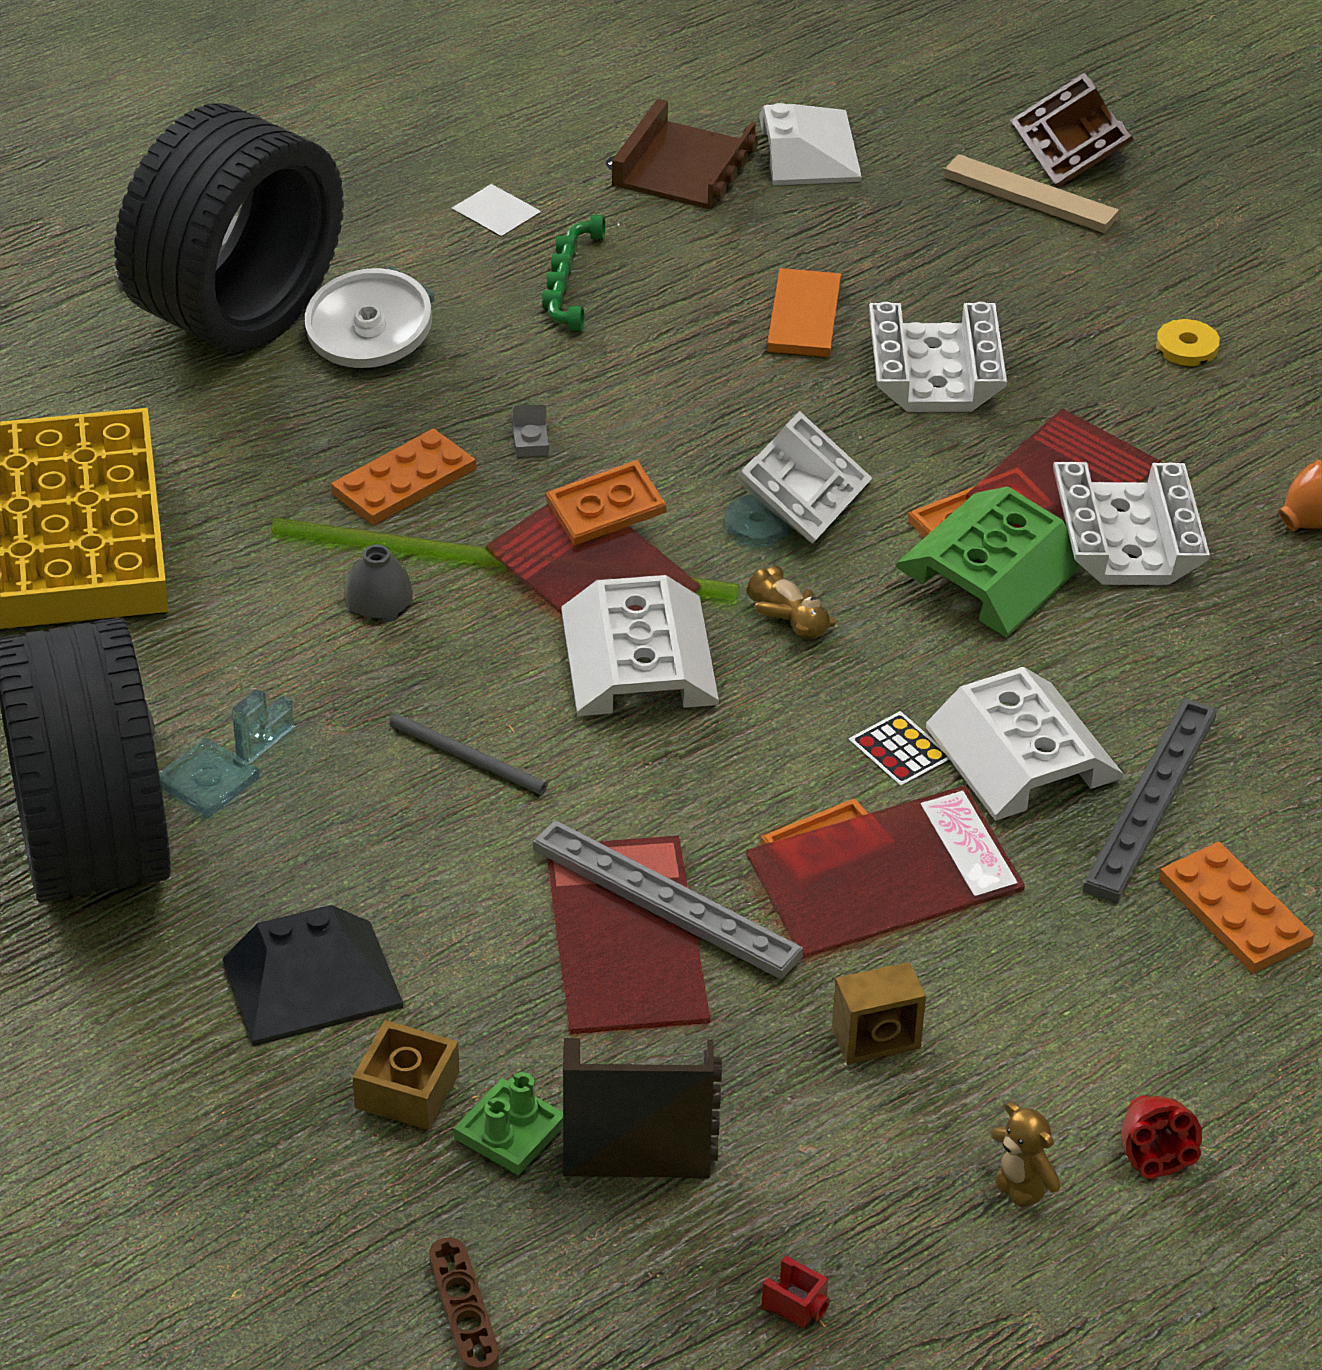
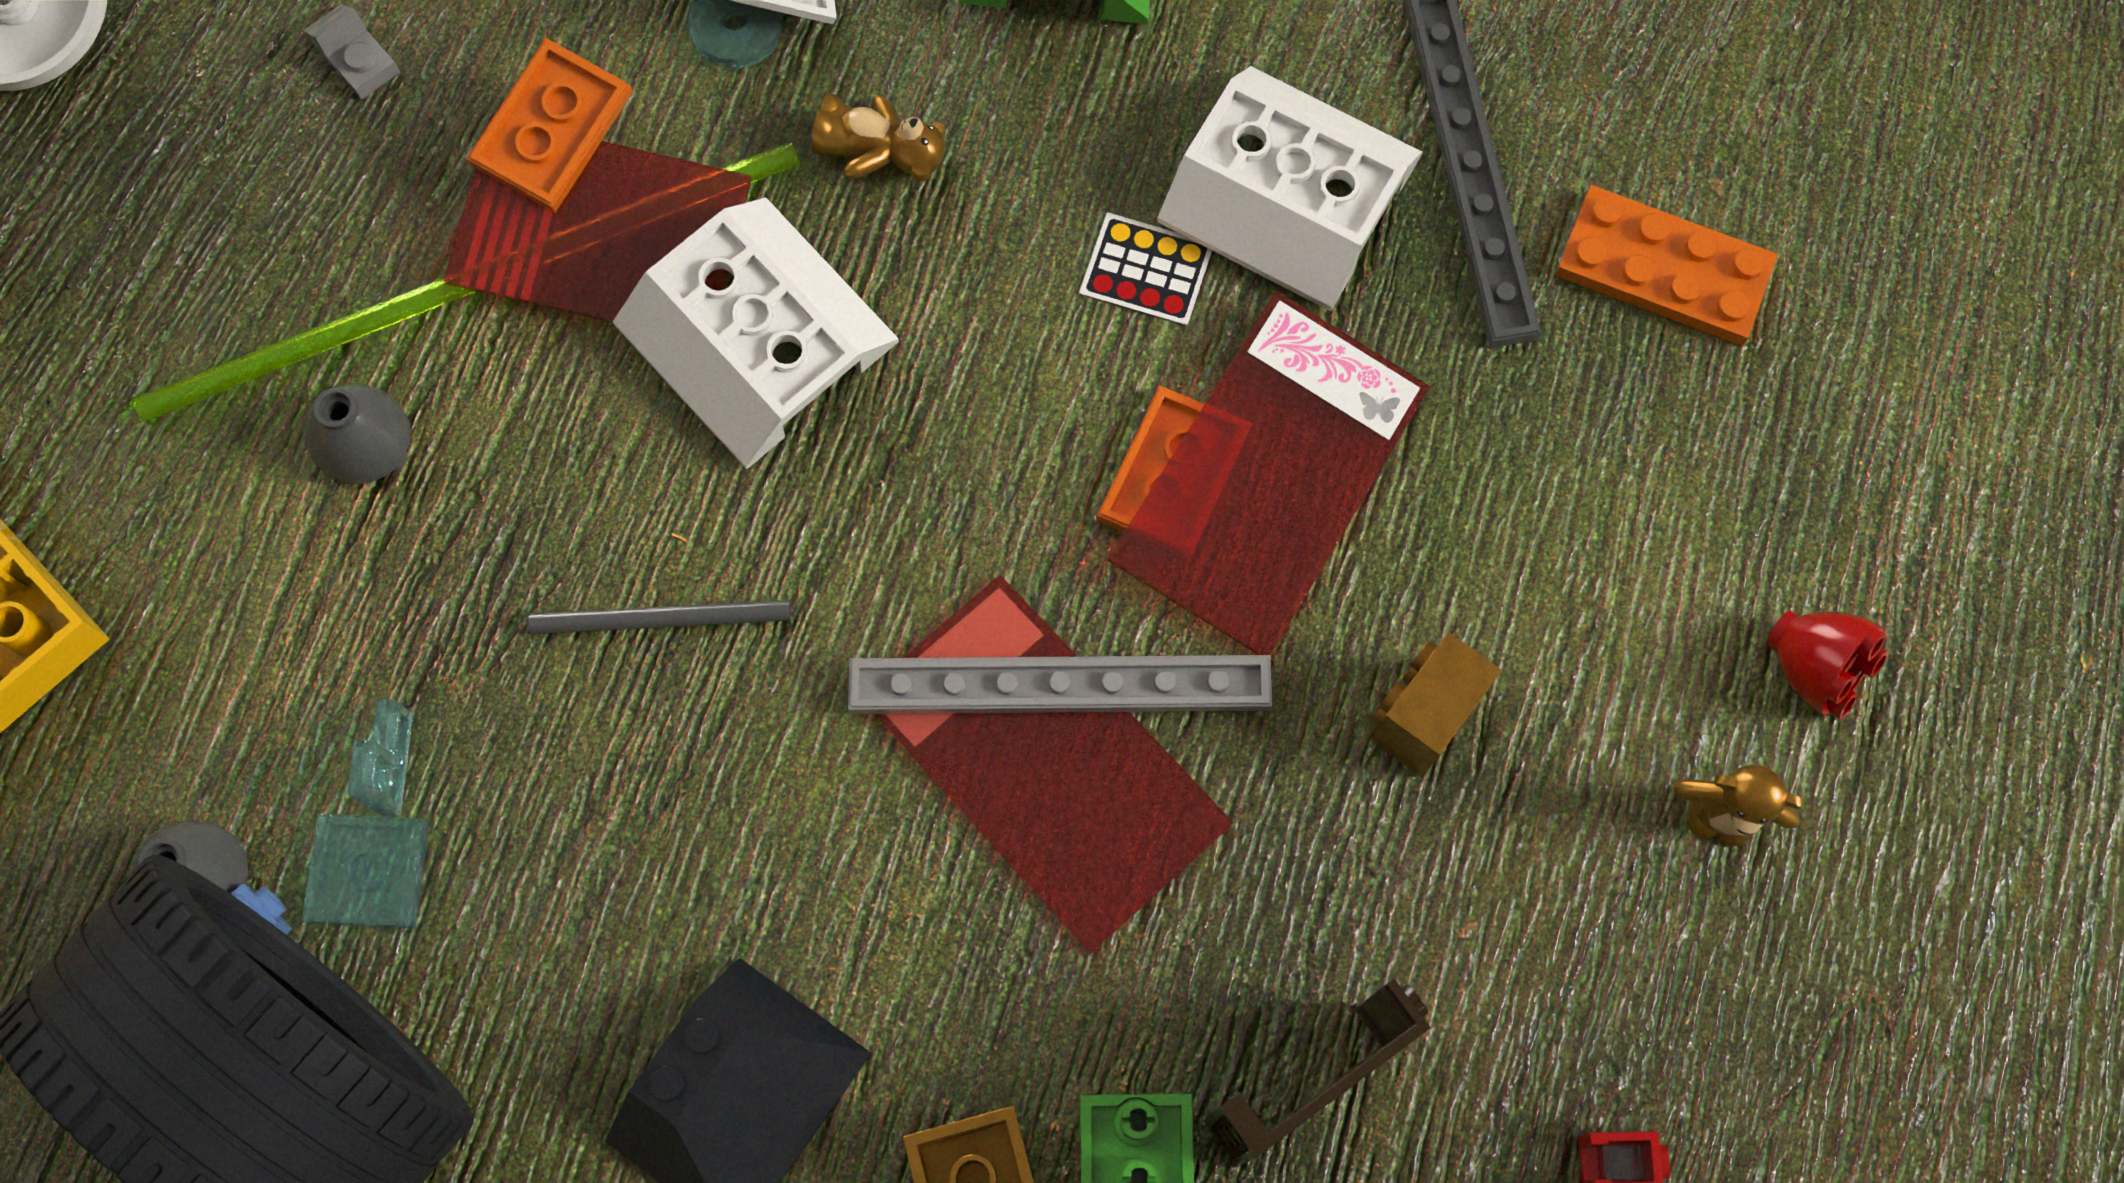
camera: 35 degrees left, 30 degrees up
(403, 476) = (245, 224): orange plate -> none

